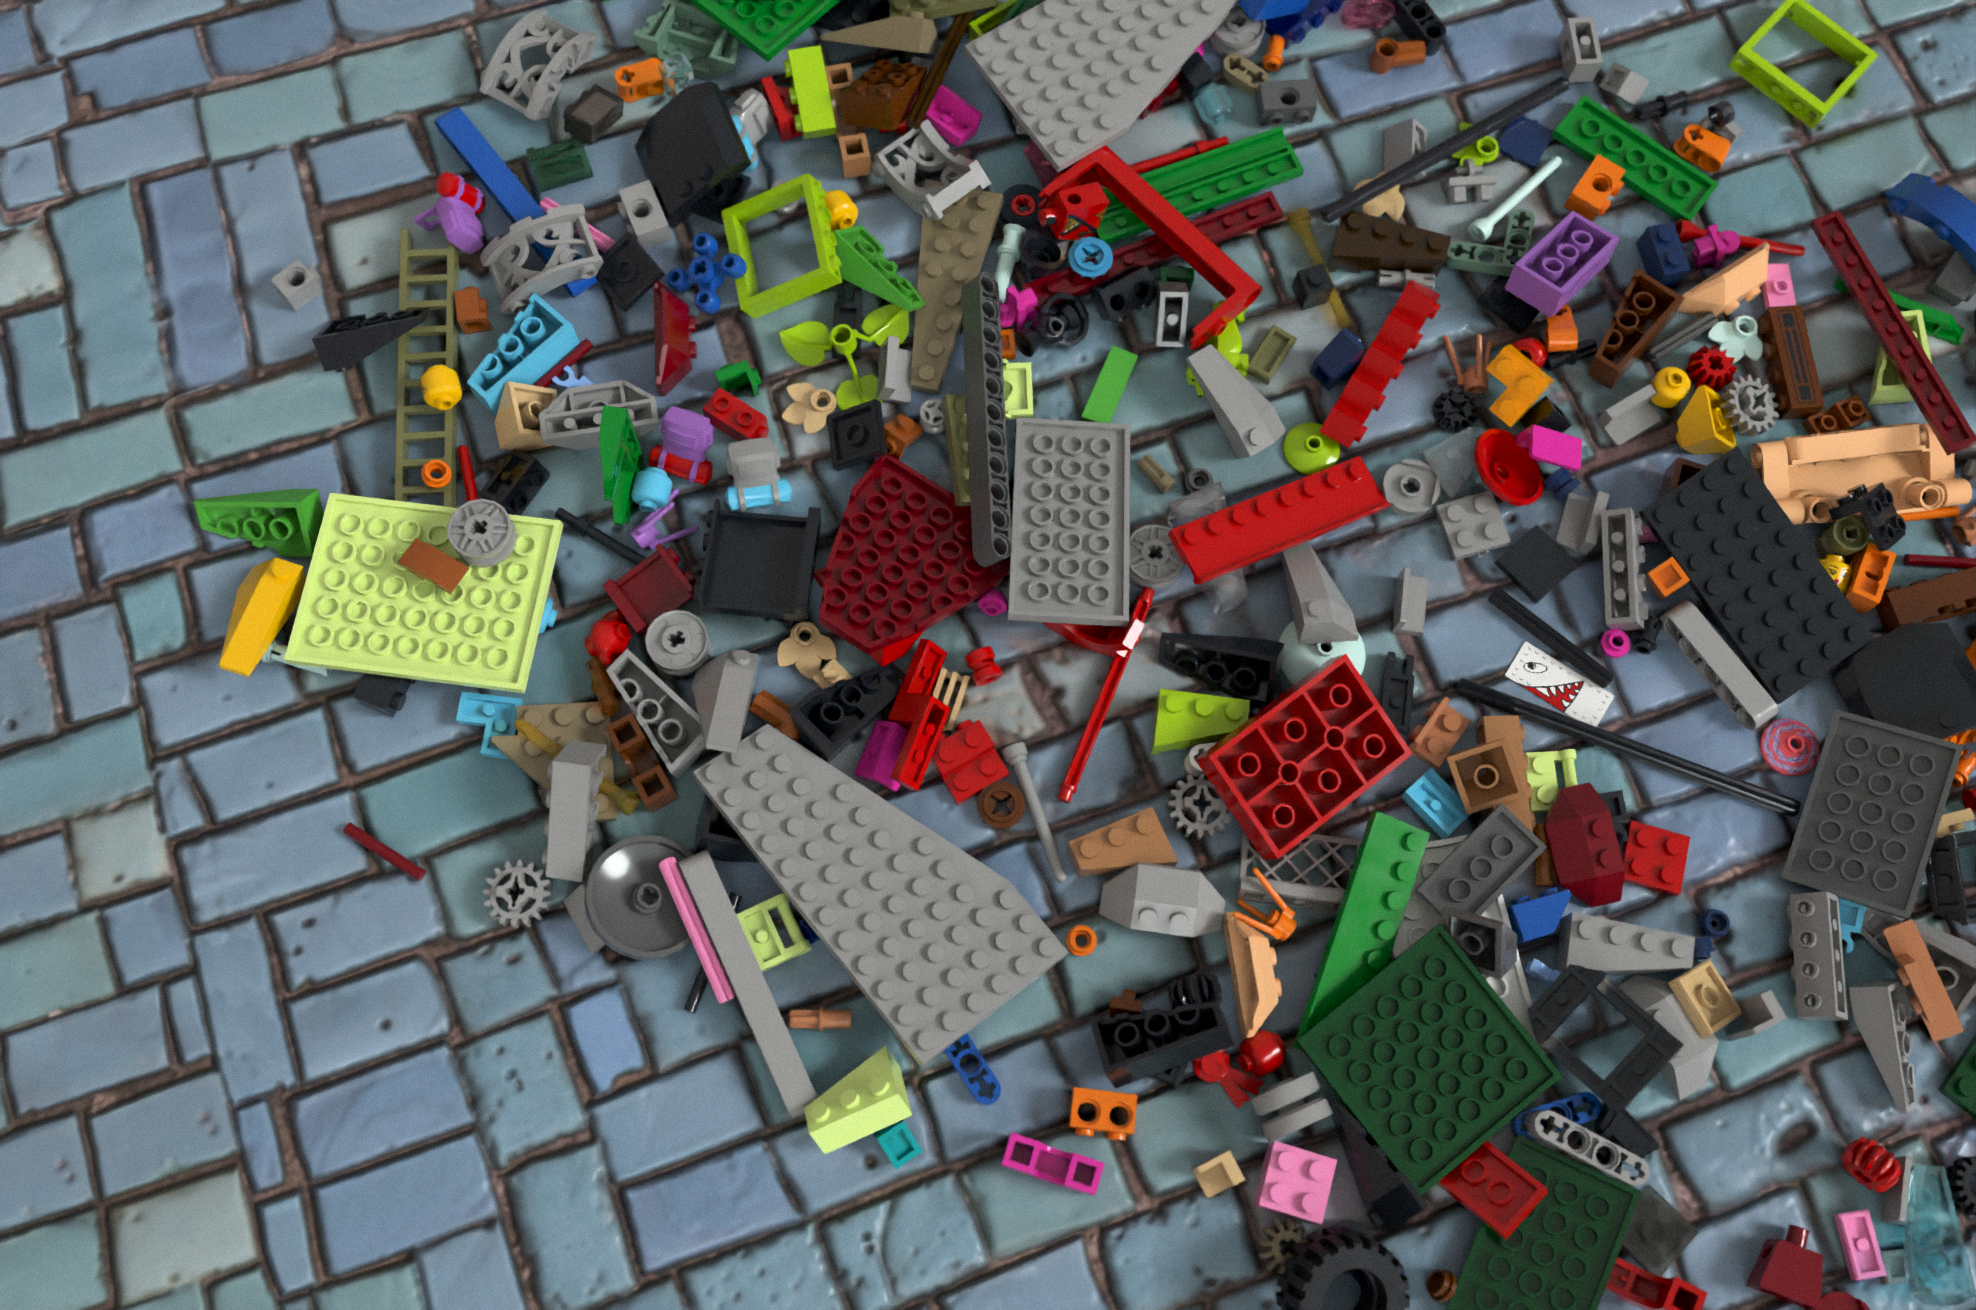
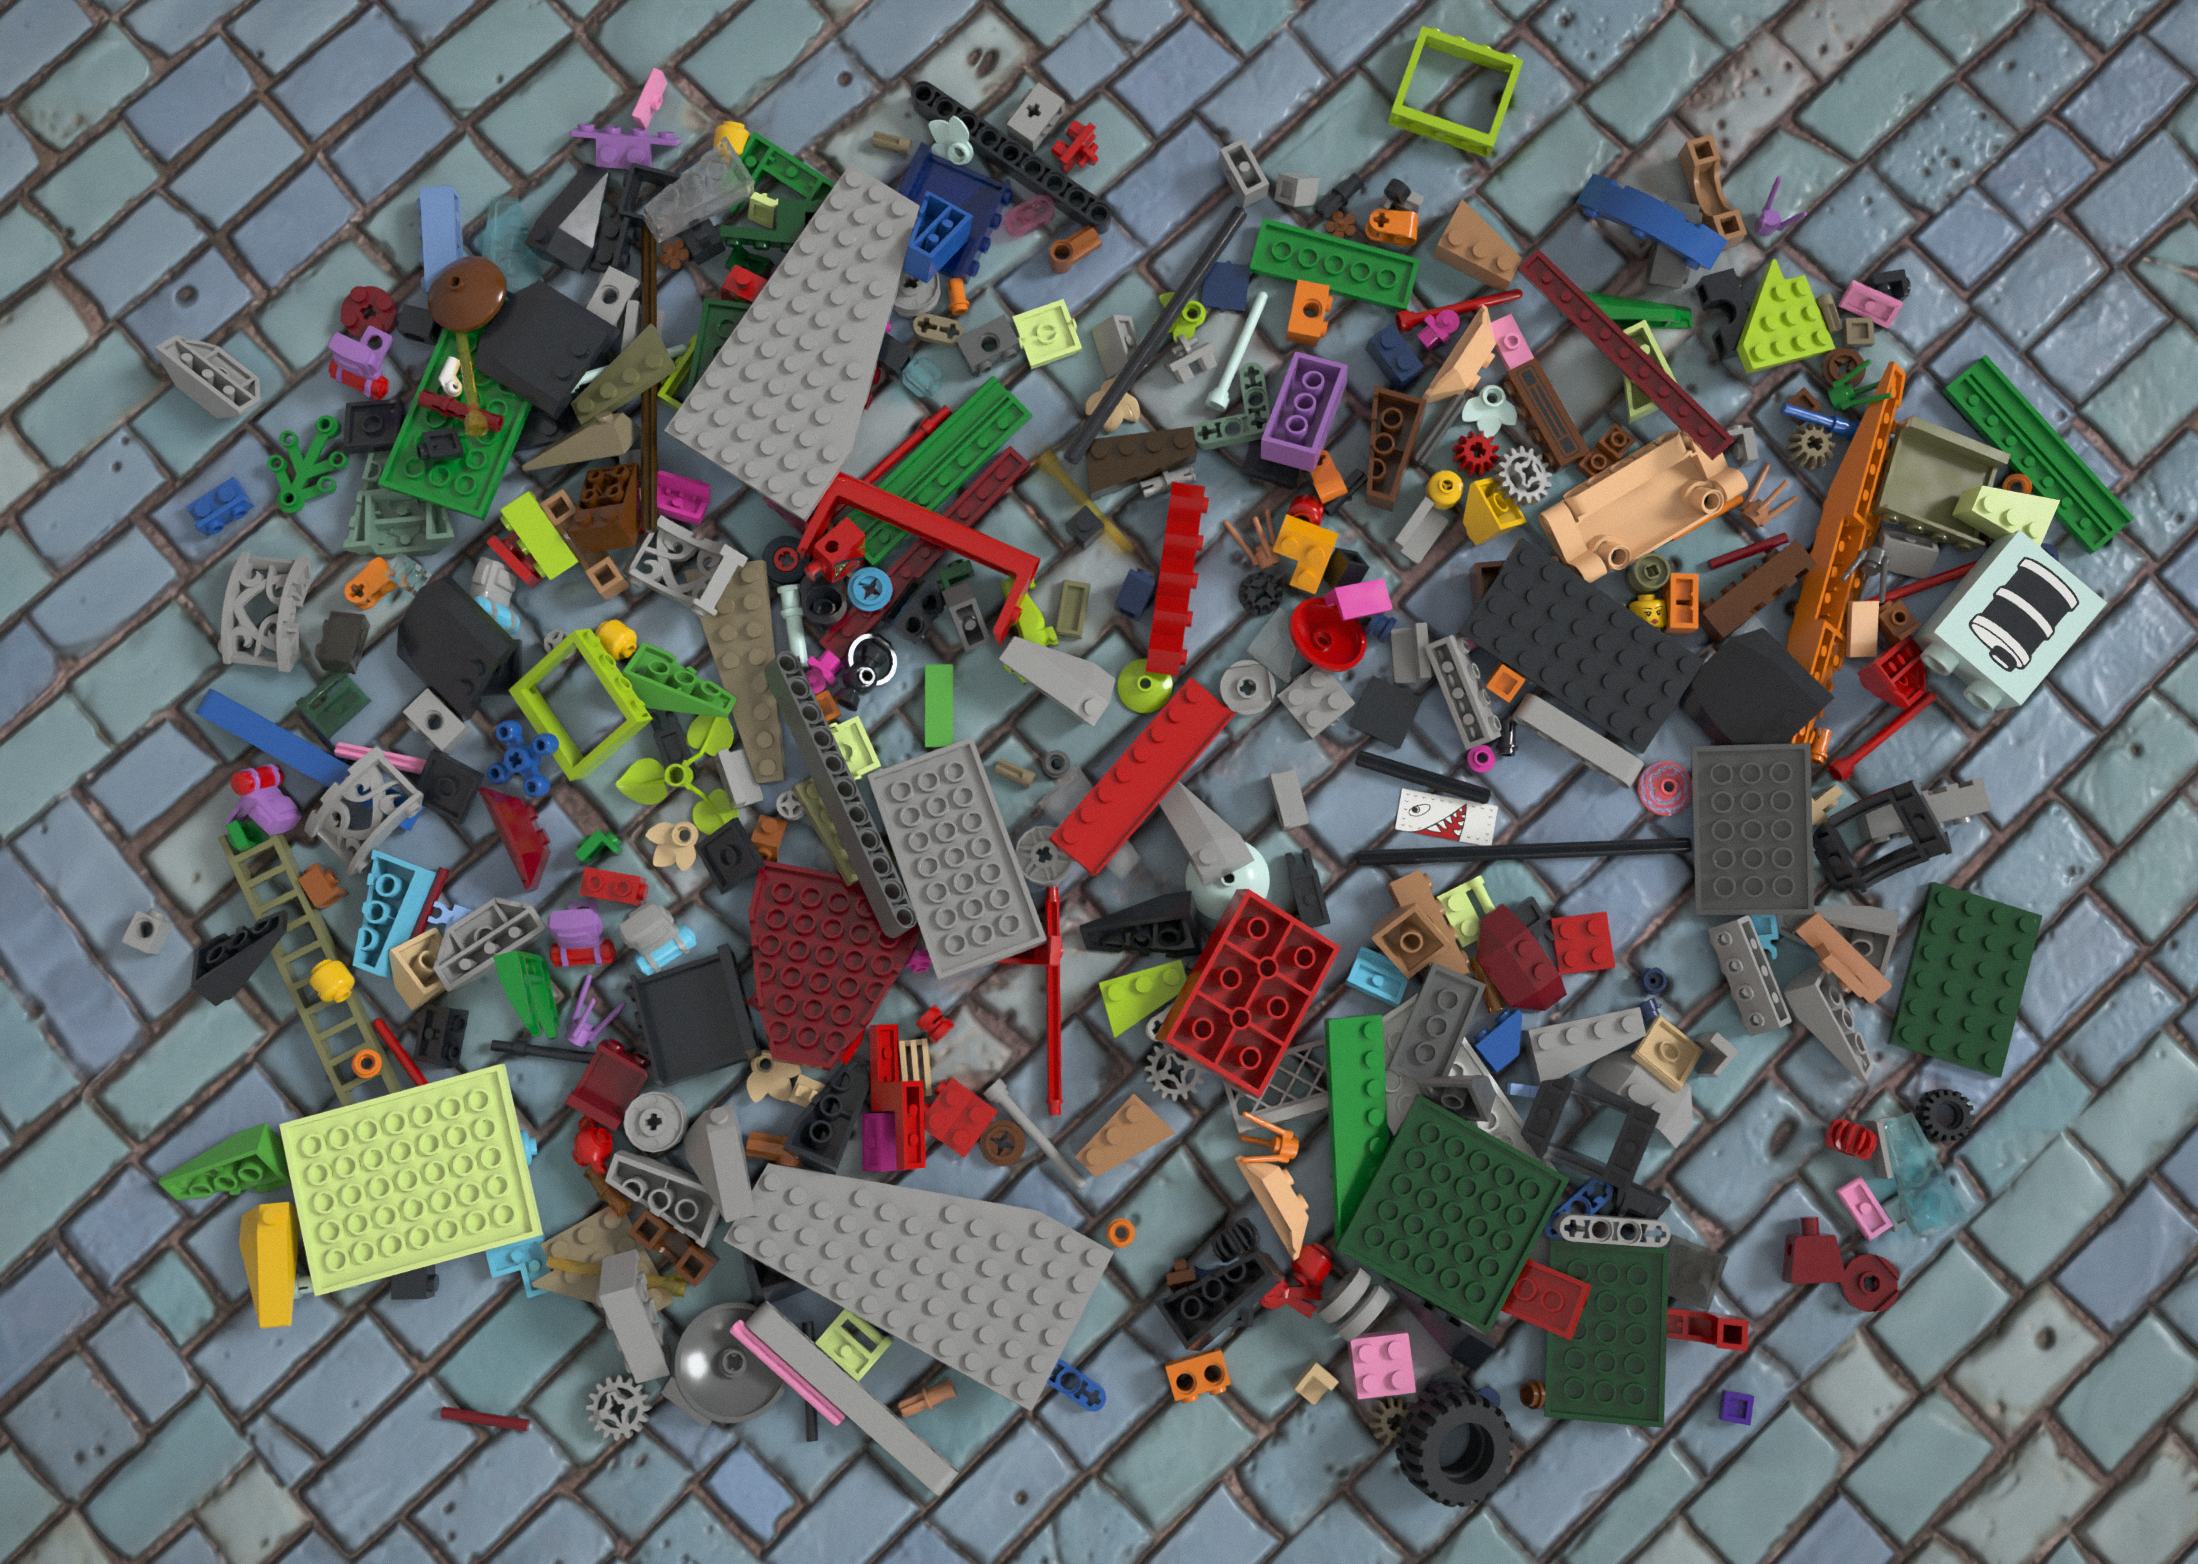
camera: 20 degrees left, 10 degrees up
(424, 237) = (246, 835): none -> green bracket
(433, 565) = (407, 1158): dark orange slope -> none
(478, 517) = (420, 1113): light grey wheel -> none
(651, 489) = (567, 989): medium azure head -> none
(859, 1103) = (991, 1458): yellowish green wedge -> none
(898, 1143) = (1033, 1472): teal bracket -> none
(1052, 1165) = (1161, 1438): dark pink arch -> none
(1163, 900) = (1177, 1172): light grey wedge -> none
(1344, 114) = (1047, 334): none -> yellowish green plate
(1438, 734) = (1356, 910): nougat bracket -> none
(1654, 131) = (1341, 225): none -> dark orange plant
(1776, 196) = (1477, 249): none -> medium nougat wedge
(1877, 510) = (1667, 541): black bracket -> none

